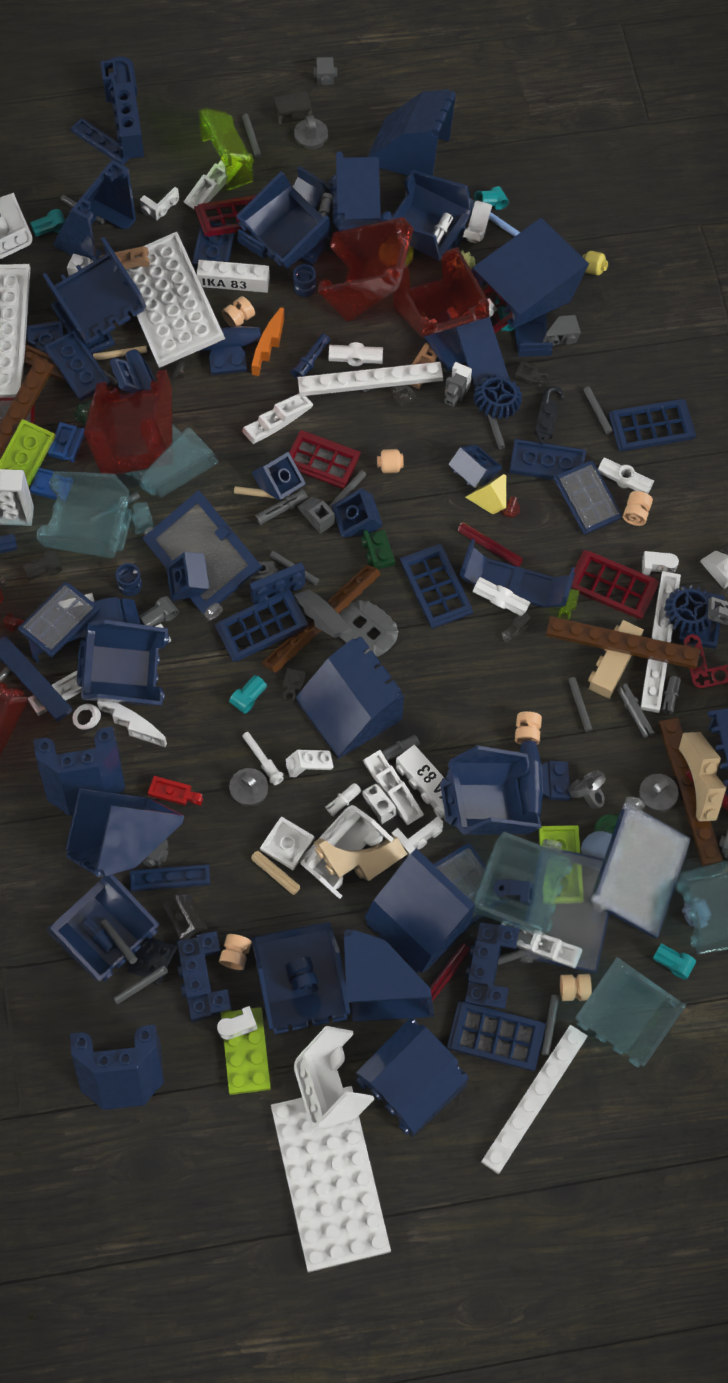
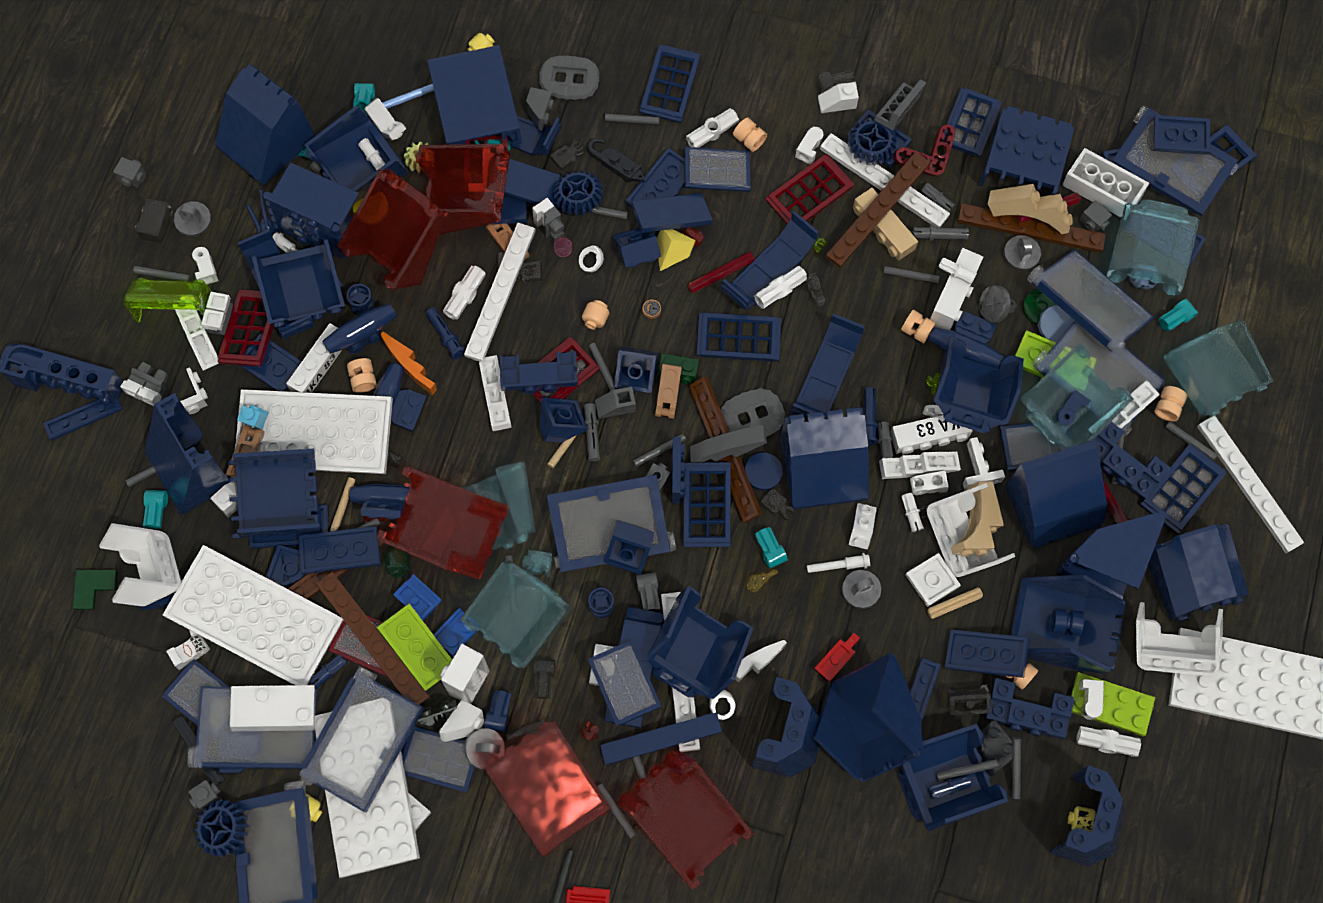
camera: 65 degrees left, 5 degrees up
(147, 169) = (144, 386): none -> hips
(155, 248) = (253, 416): none -> medium azure brick
(206, 1060) = (1108, 741): none -> white piece
(210, 695) = (756, 581): none -> clear yellow piece
(233, 187) = (217, 313): none -> white hips
(236, 914) = (987, 653): none -> dark blue tile
(270, 288) = (360, 331): none -> dark blue plate
(273, 161) = (206, 267): none -> white leg
(305, 439) = (538, 376): none -> dark blue bracket
(314, 656) = (764, 471): none -> dark blue tile
(350, 548) = (668, 390): none -> medium nougat plate
(408, 728) = (869, 411): none -> dark blue pin
(423, 504) = (651, 309): none -> tile
(441, 672) = (829, 367): none -> dark blue windscreen
(442, 410) = (563, 247): none -> clear pink tile
(451, 440) = (599, 257): none -> white piece
(521, 477) = (671, 212): none -> dark blue tile
(580, 744) = (955, 291): none -> white brick
(592, 728) = (957, 270): none -> white axle
(619, 340) = (570, 66): none -> dark grey piece

